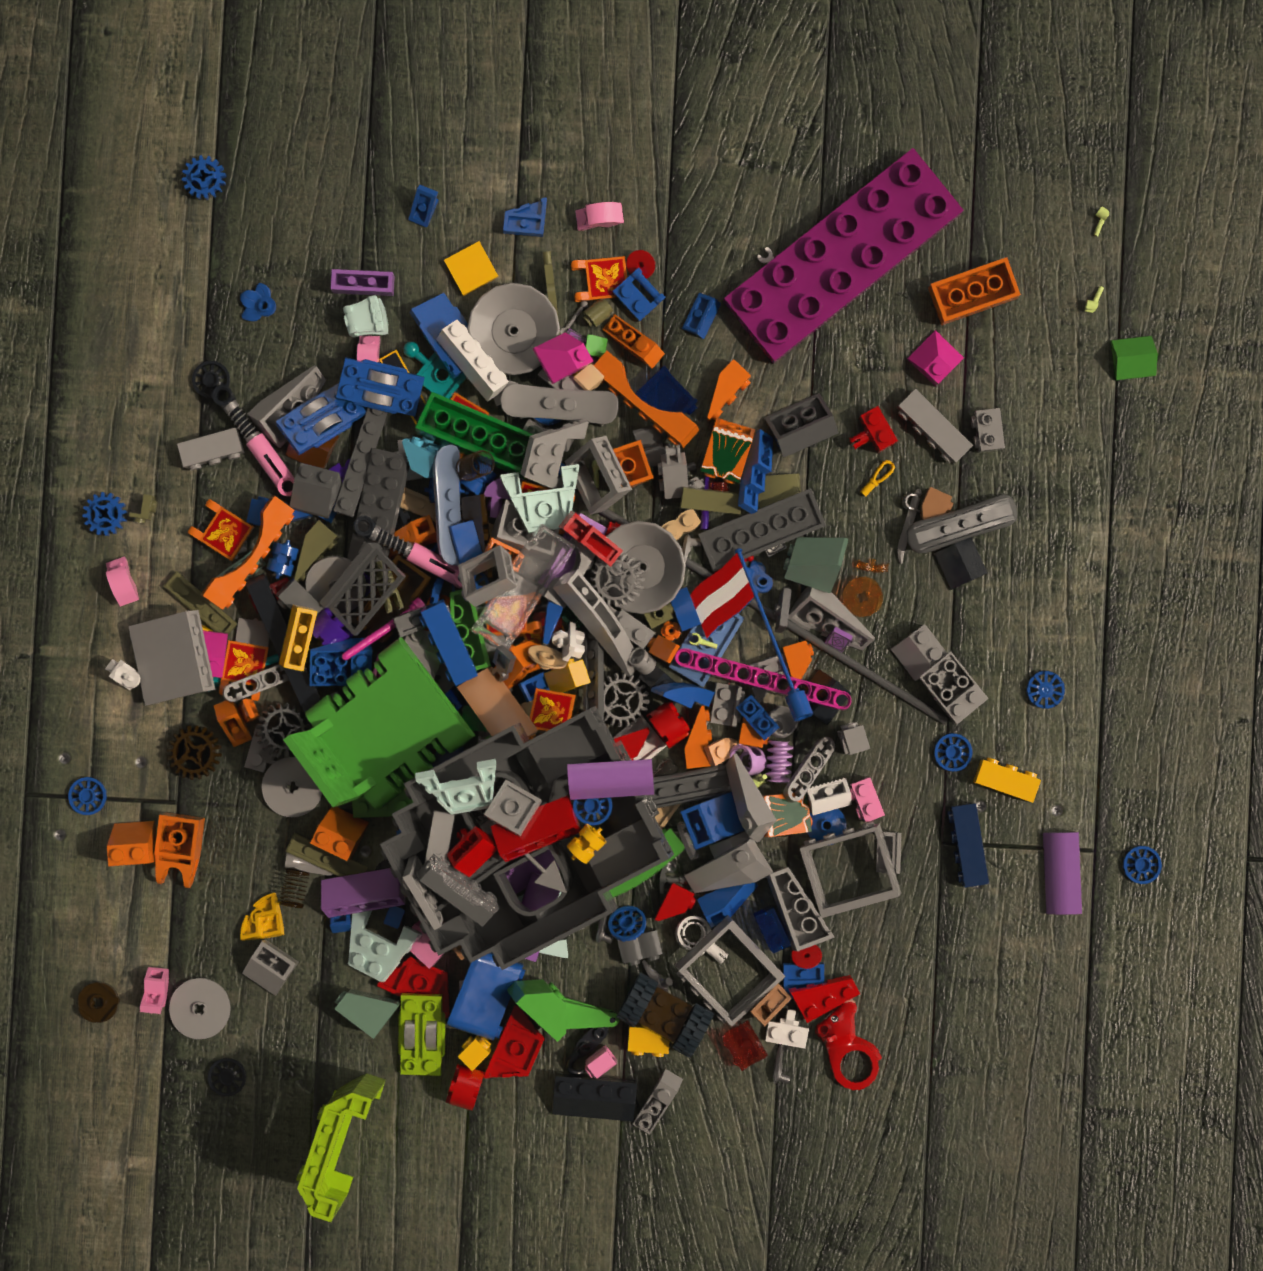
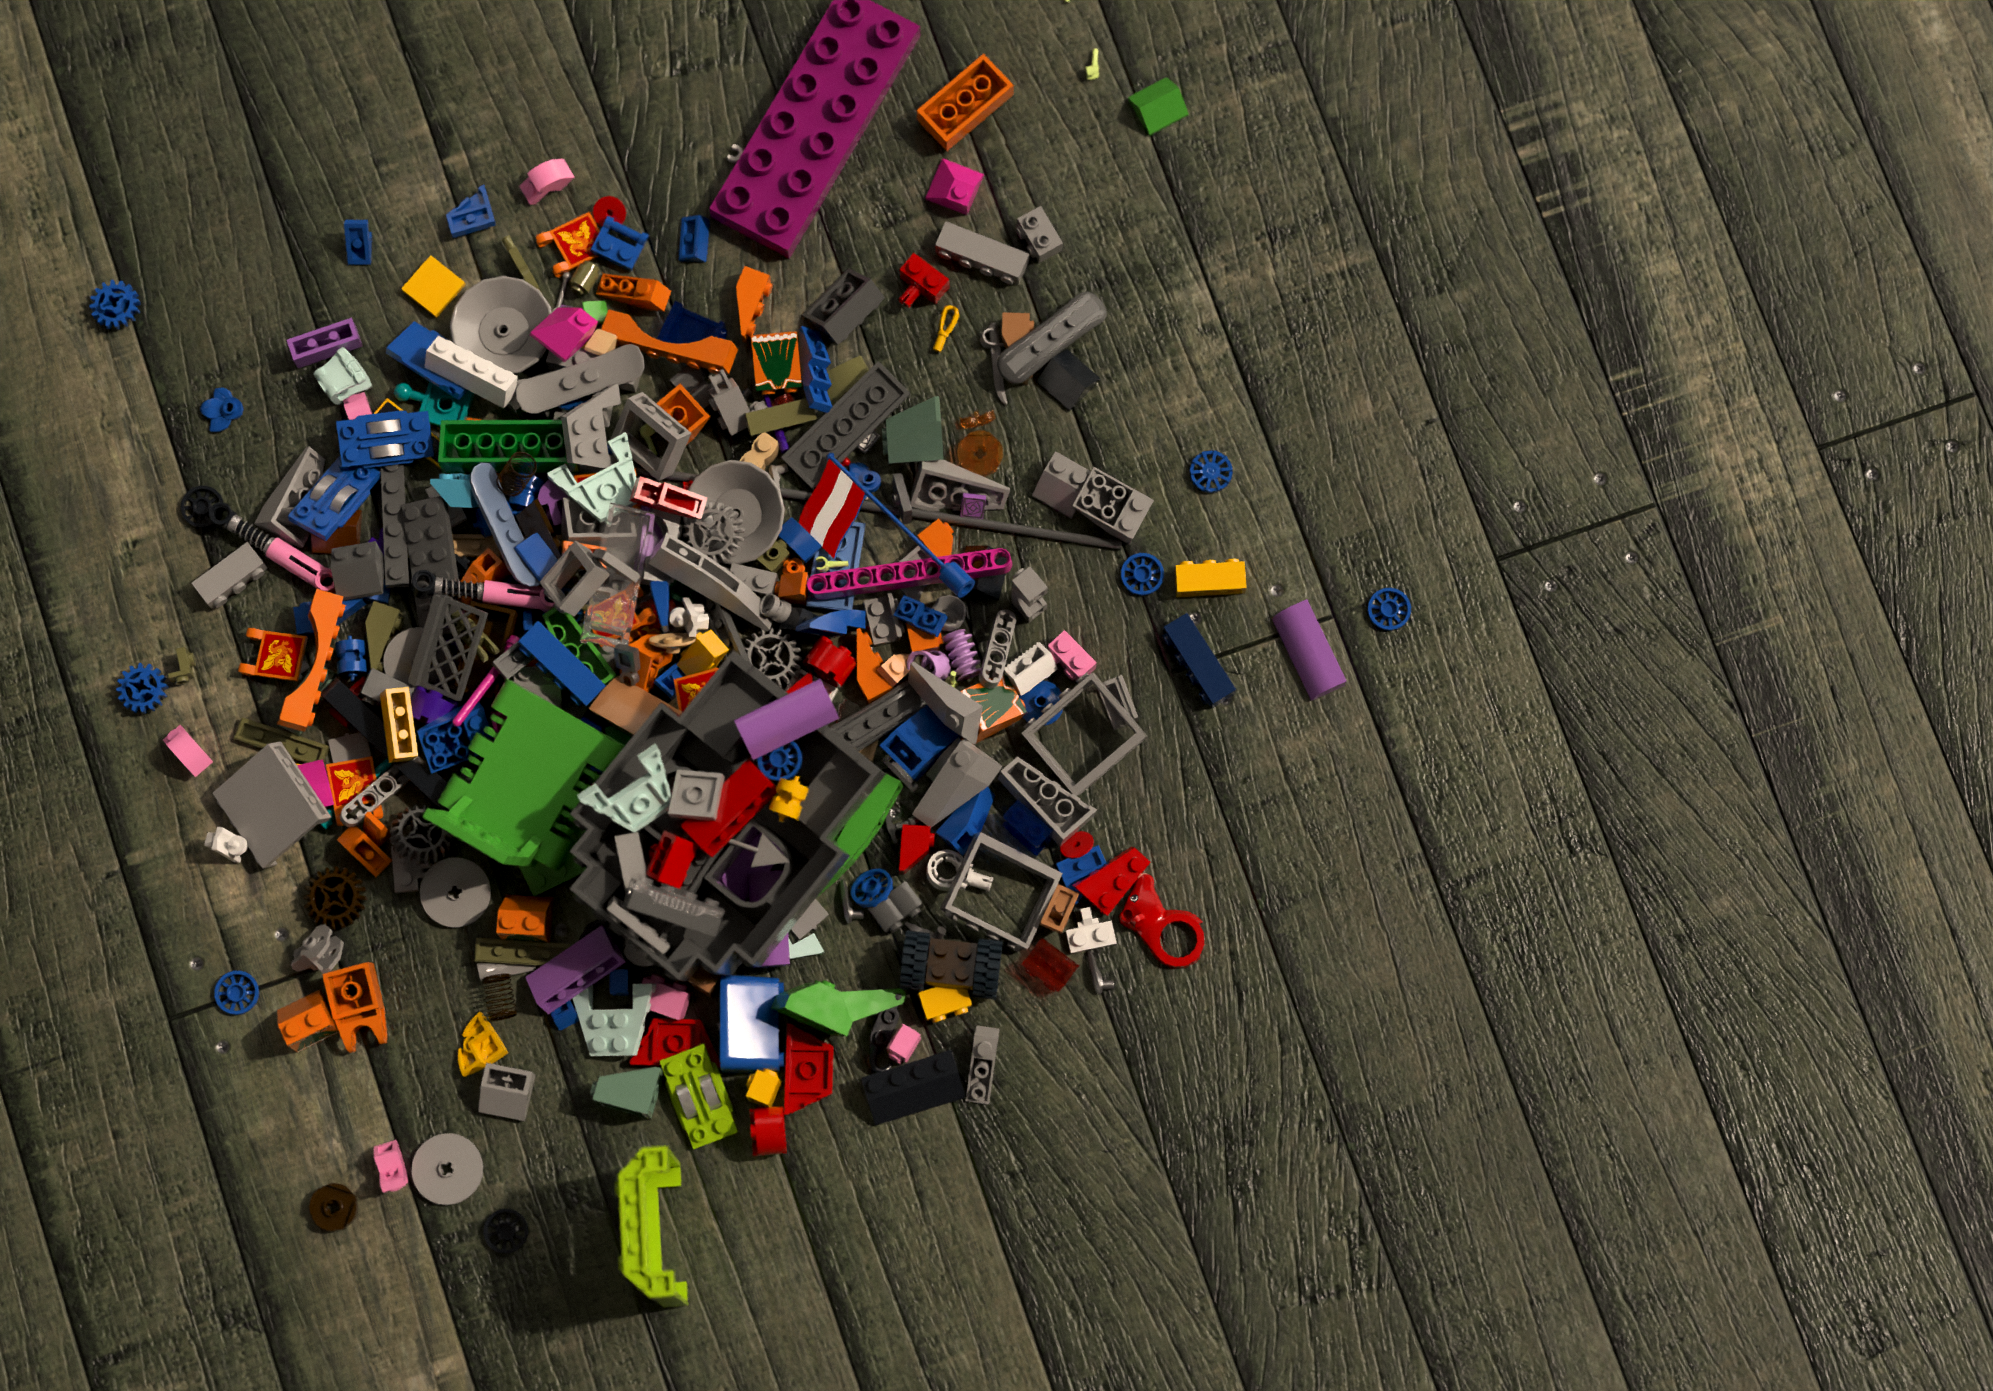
camera: 20 degrees left, 10 degrees down
(163, 791) = (318, 951): none -> light grey hinge
(526, 579) = (616, 565): none -> light grey tile

